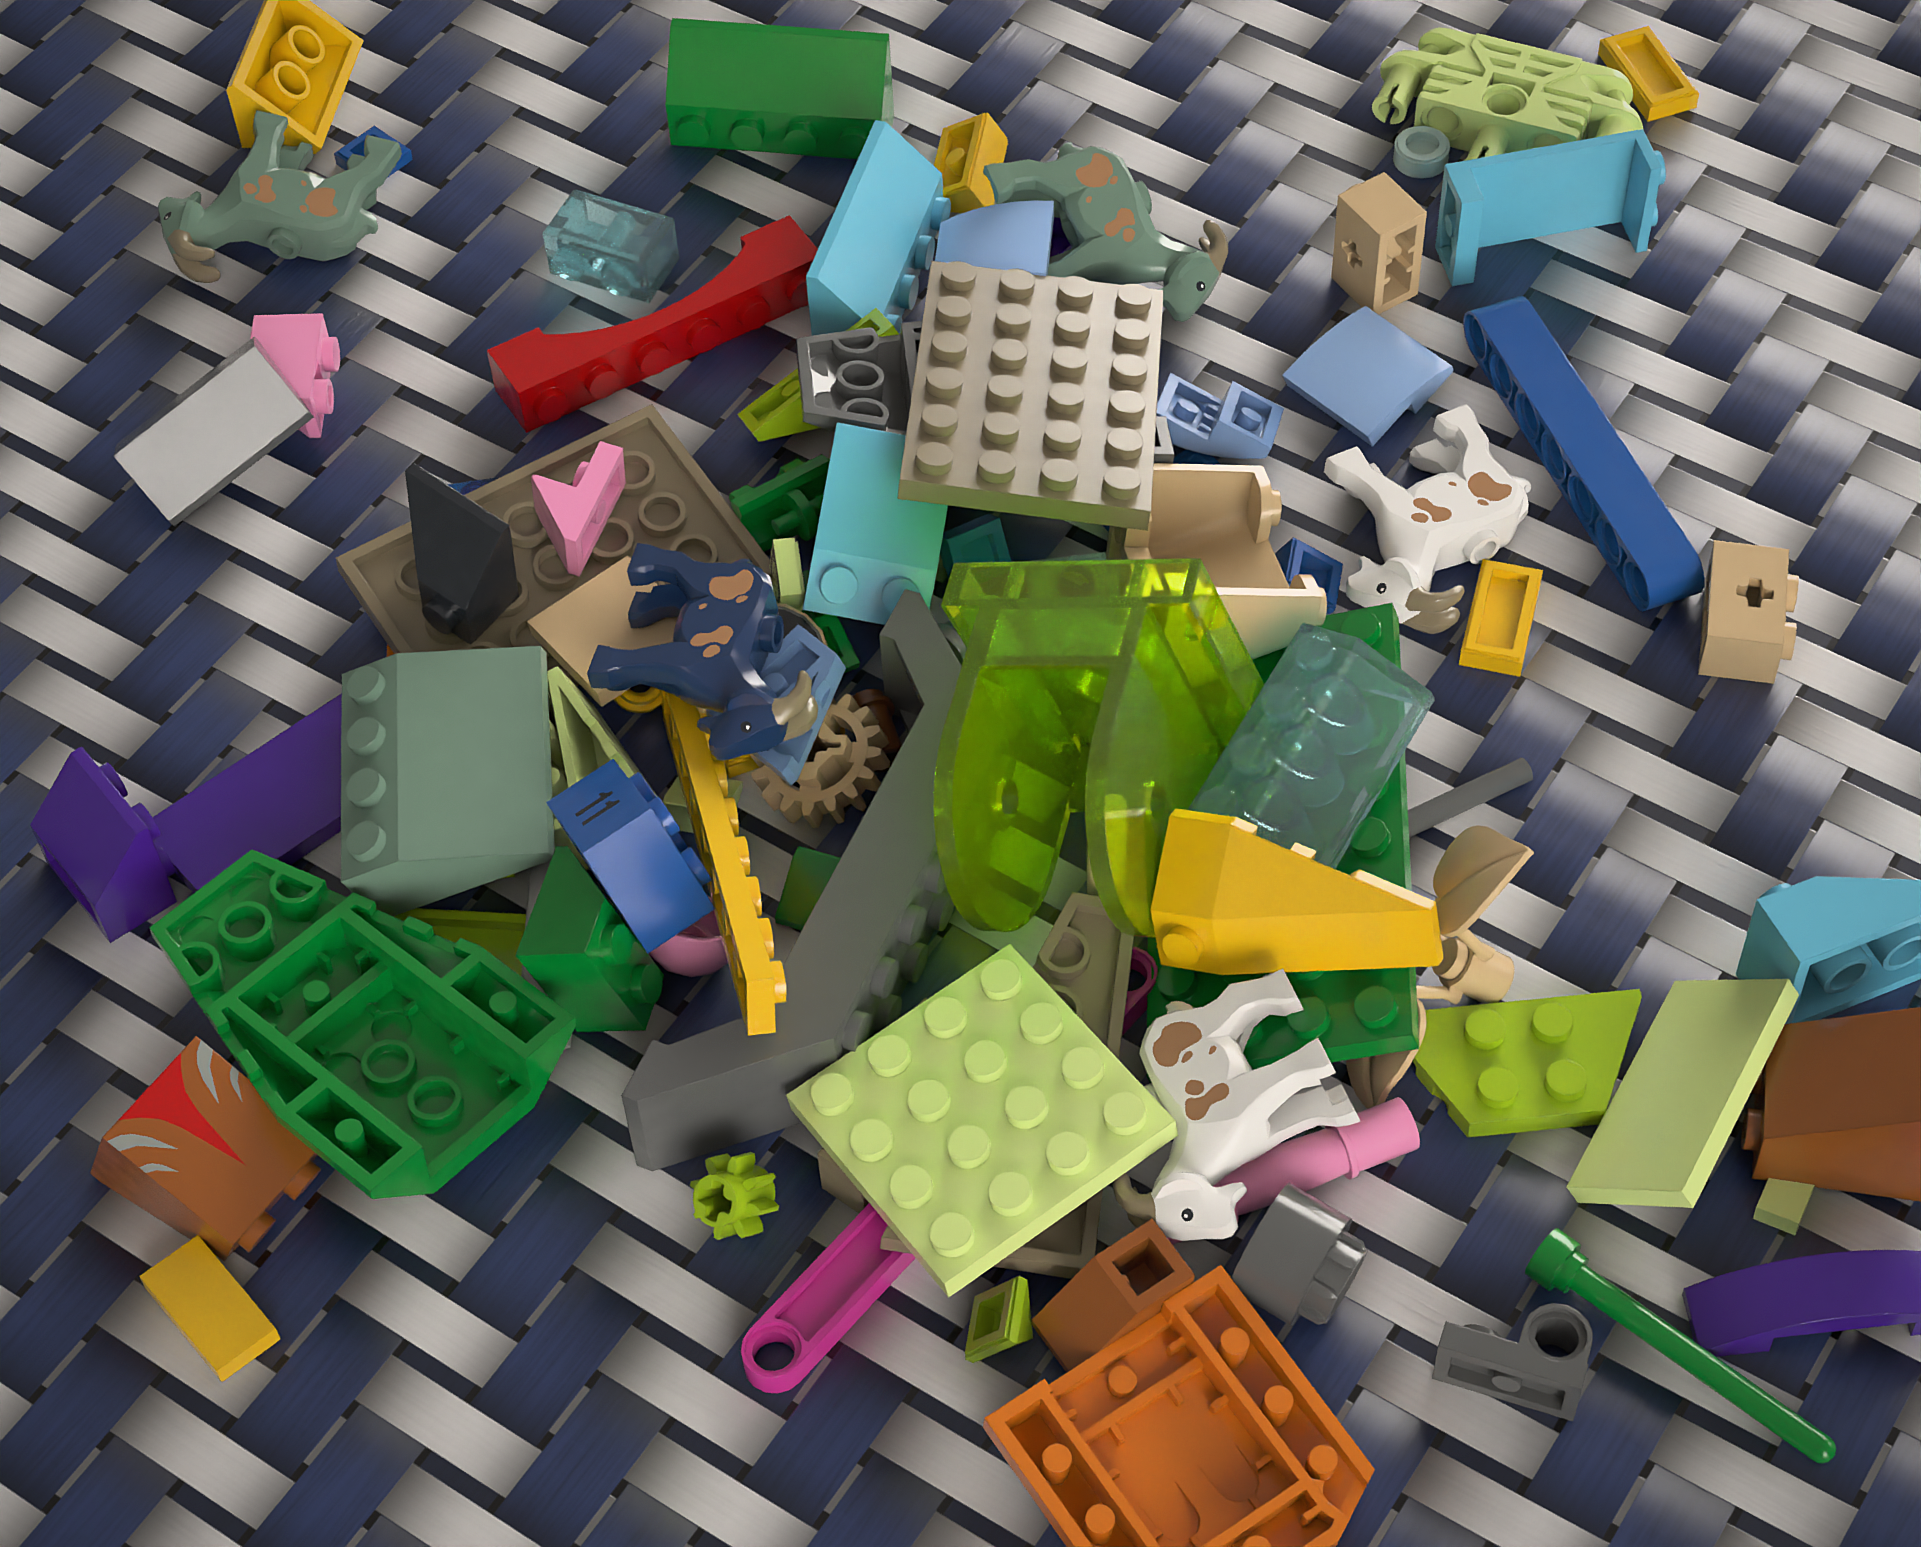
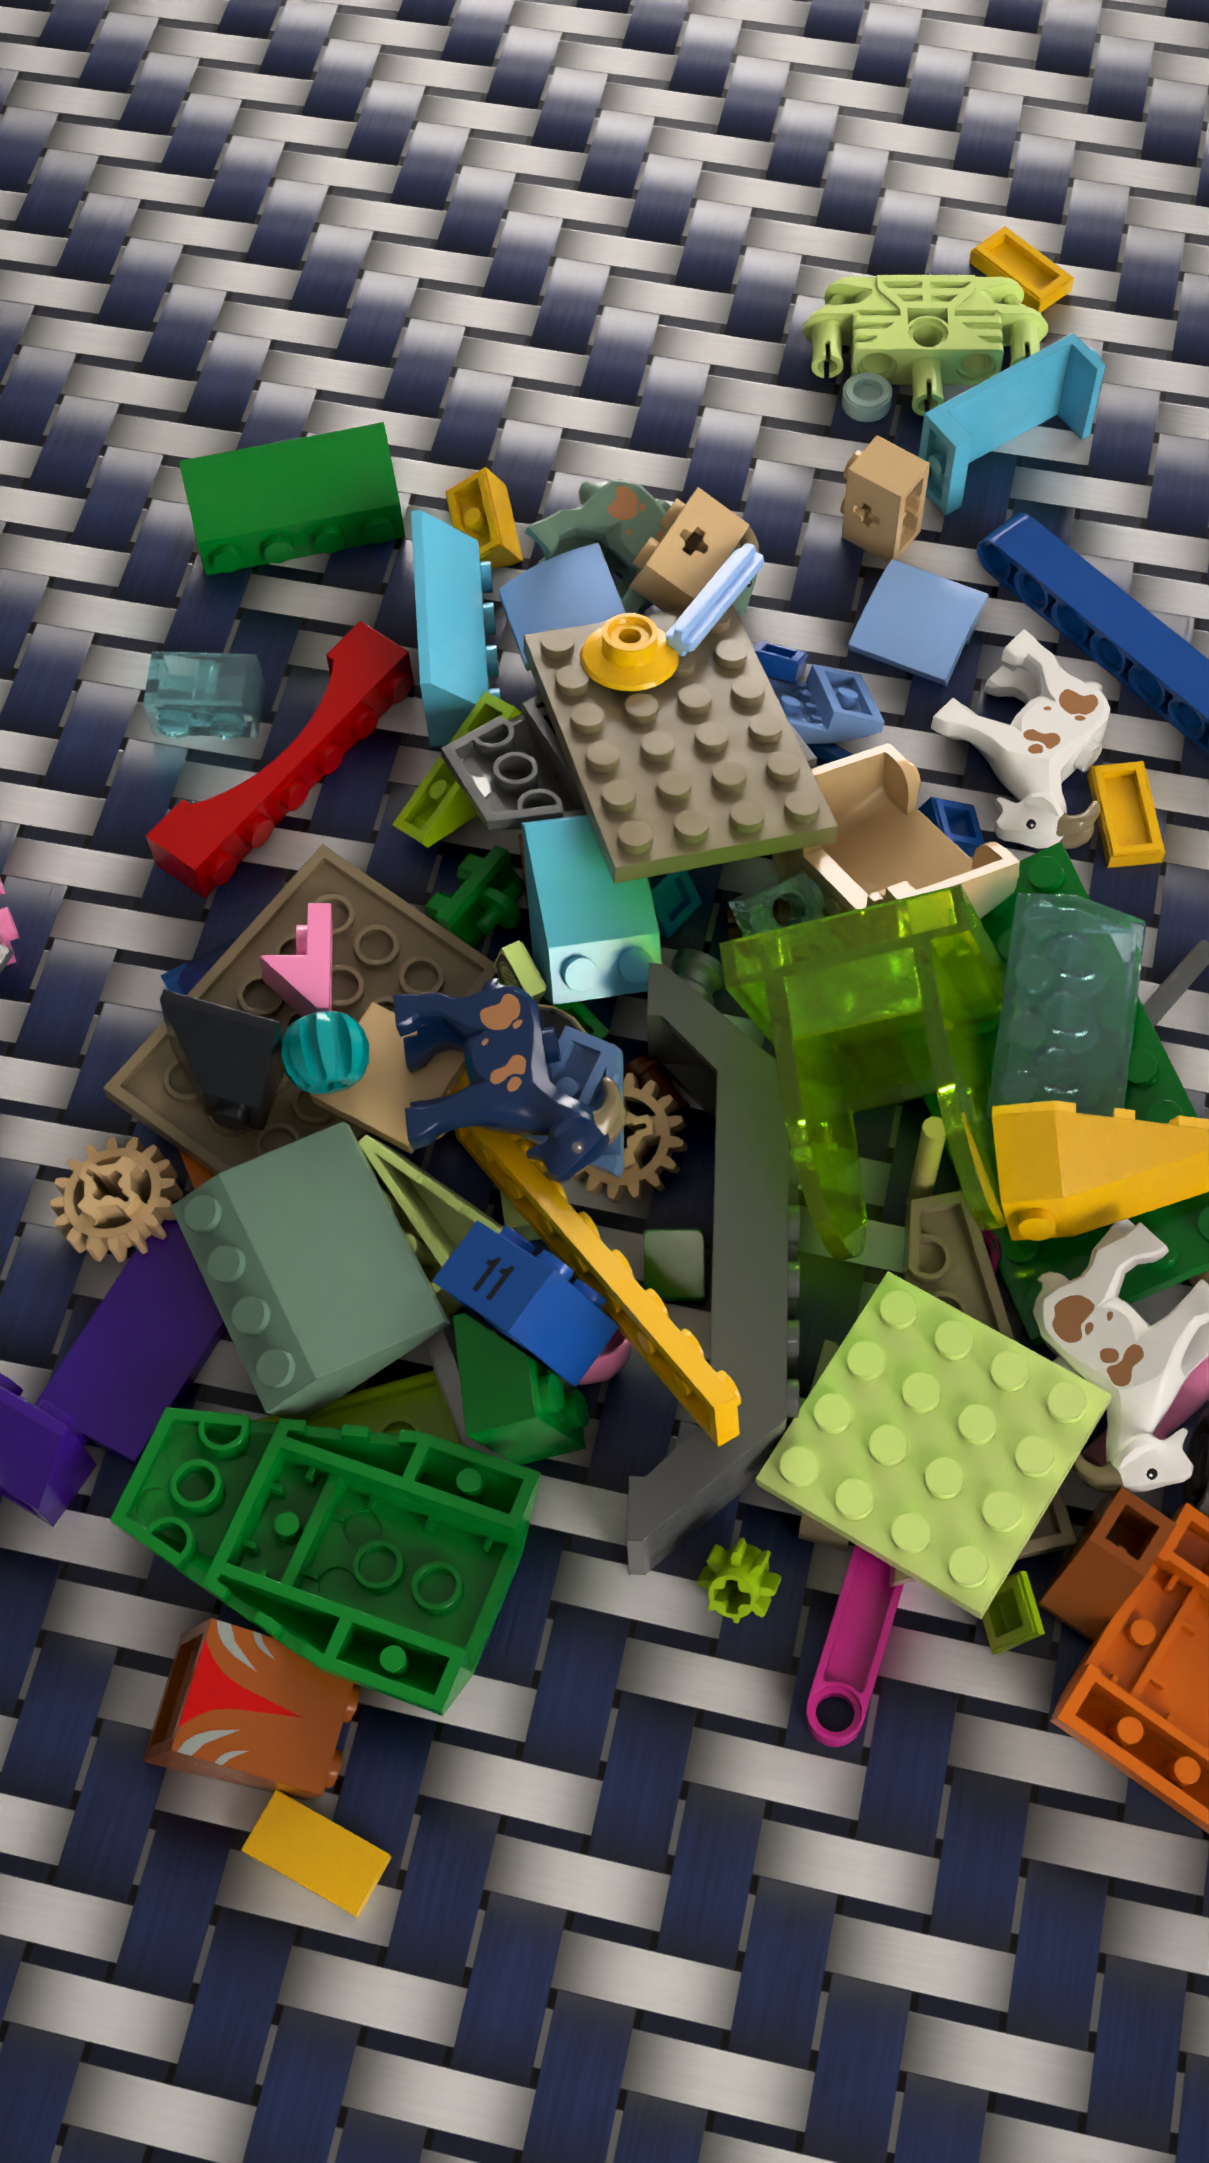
camera: 20 degrees left, 10 degrees up
(301, 665) = (116, 1199): none -> tan gear
(550, 577) = (325, 1052): none -> teal piece
(1023, 300) = (628, 654): none -> yellow piece
(1137, 277) = (714, 599): none -> light blue axle
(1139, 232) = (689, 554): none -> tan brick
(1197, 369) = (781, 661): none -> blue tile

